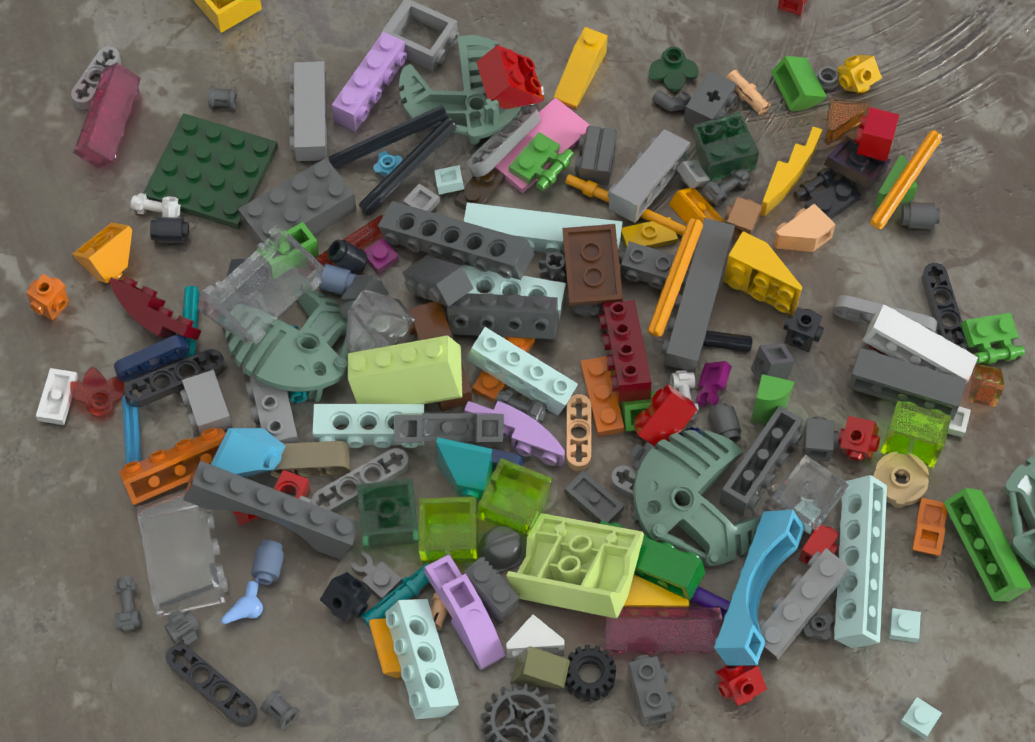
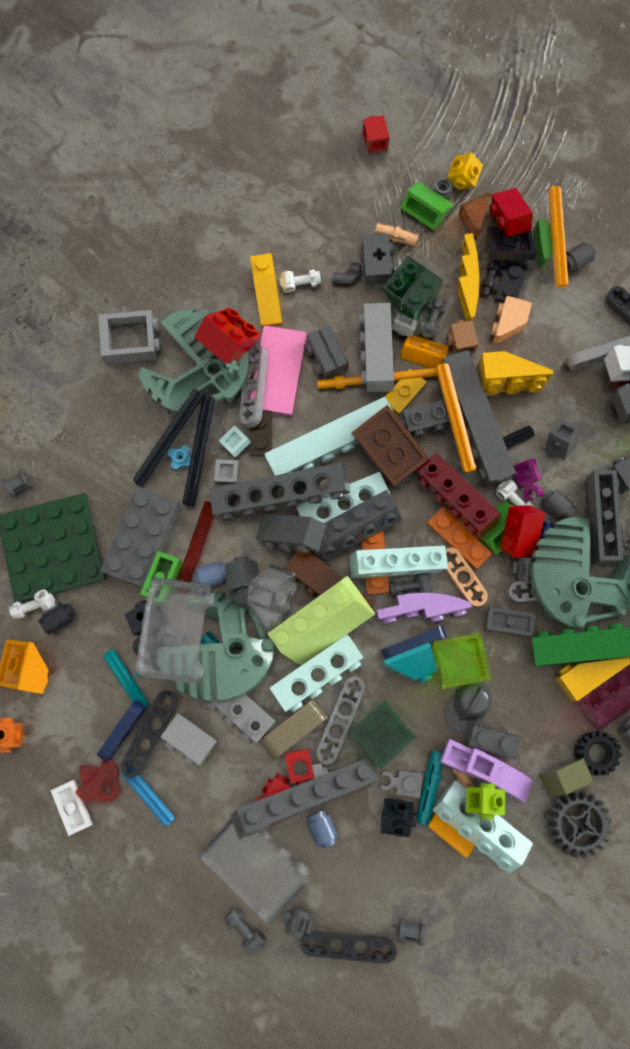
camera: 35 degrees left, 15 degrees up
(149, 310) = (88, 695): dark red slope -> none
(170, 467) = (203, 803): orange brick -> none
(246, 606) = (329, 871): light blue animal -> none
(248, 452) = (254, 764): medium azure slope -> none
(309, 111) = (92, 452): light grey brick -> none
(347, 256) = (206, 552): black brick -> none
(369, 81) = (119, 399): lavender brick -> none
(381, 256) = (227, 534): magenta plate -> none
(439, 625) = (485, 801): none -> lime brick
(448, 425) = (378, 640): dark grey slope -> none
(448, 528) = (432, 717): clear neon green piece -> none
(535, 157) = (285, 384): bright green plate -> none
(537, 635) = (545, 756): white slope -> none
(553, 266) = (355, 457): dark grey gear -> none
(578, 565) = (542, 684): yellowish green piece -> none
(610, 73) = (288, 280): none -> white bar
(673, 72) = (331, 252): dark green plate -> none
(770, 395) = (580, 467): bright green brick -> none
(803, 329) = (562, 397): black brick -> none

